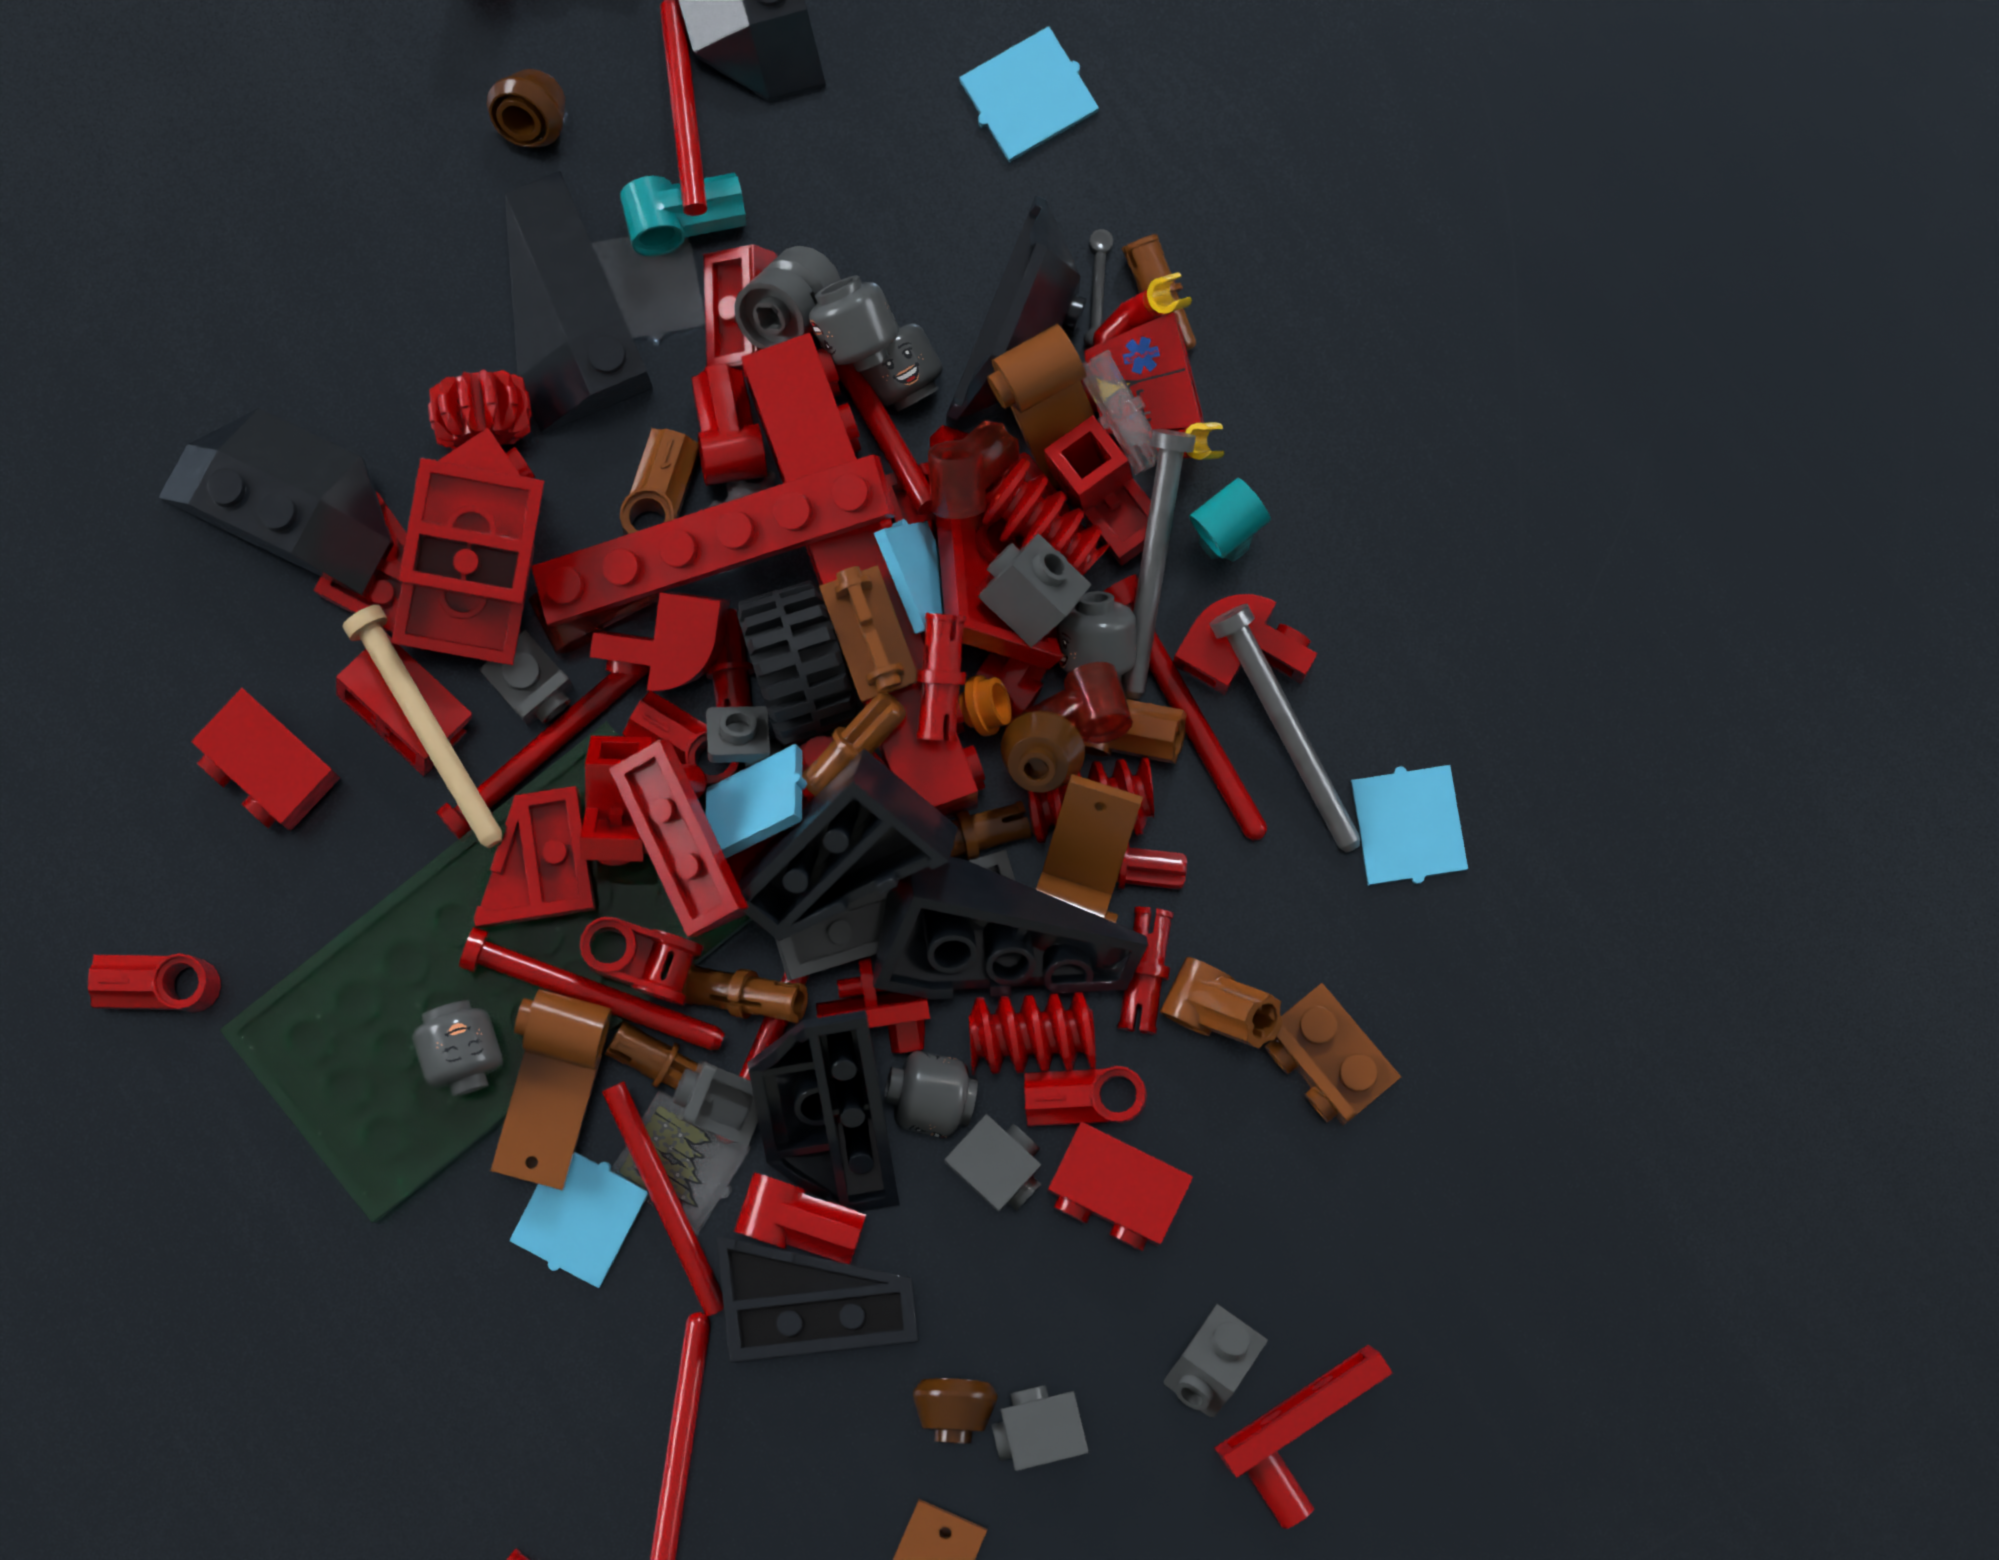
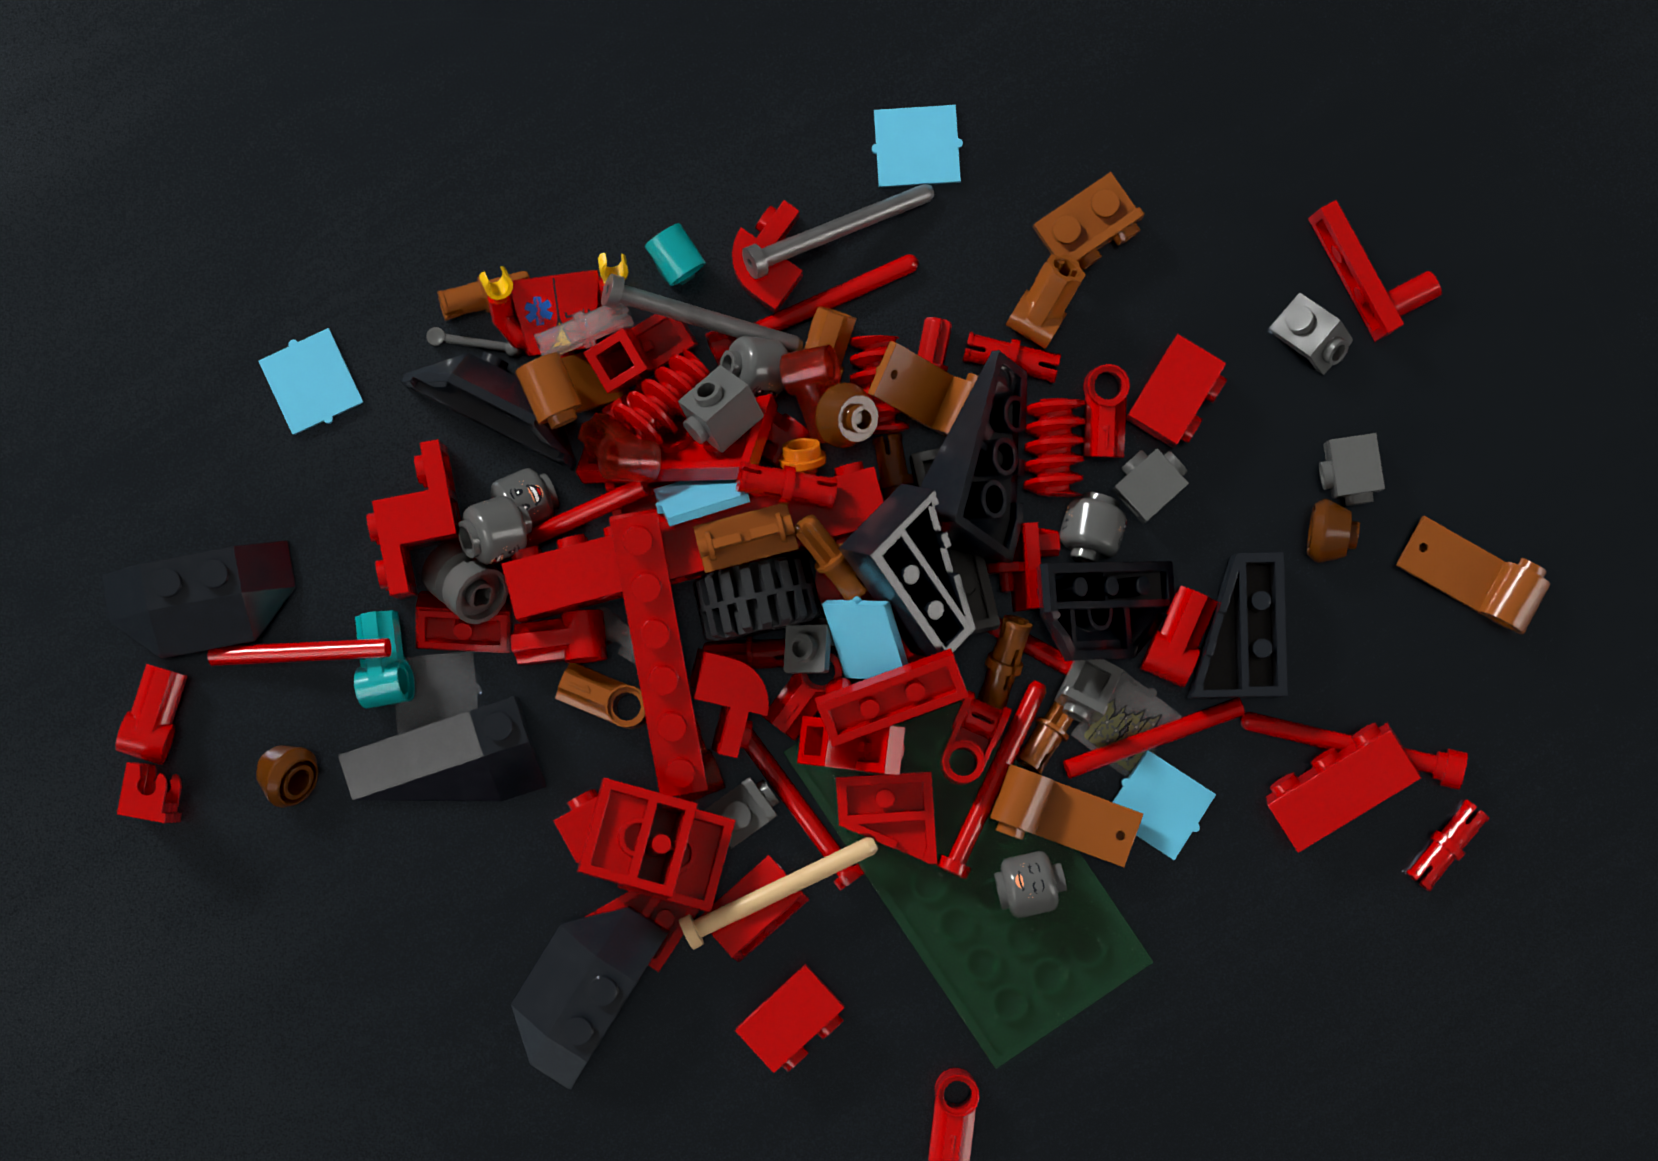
camera: 85 degrees left, 5 degrees up
(477, 401) = (529, 830): red gear -> none
(620, 1448) = (1341, 785): none -> red brick
(860, 230) = (415, 520): none -> red bracket

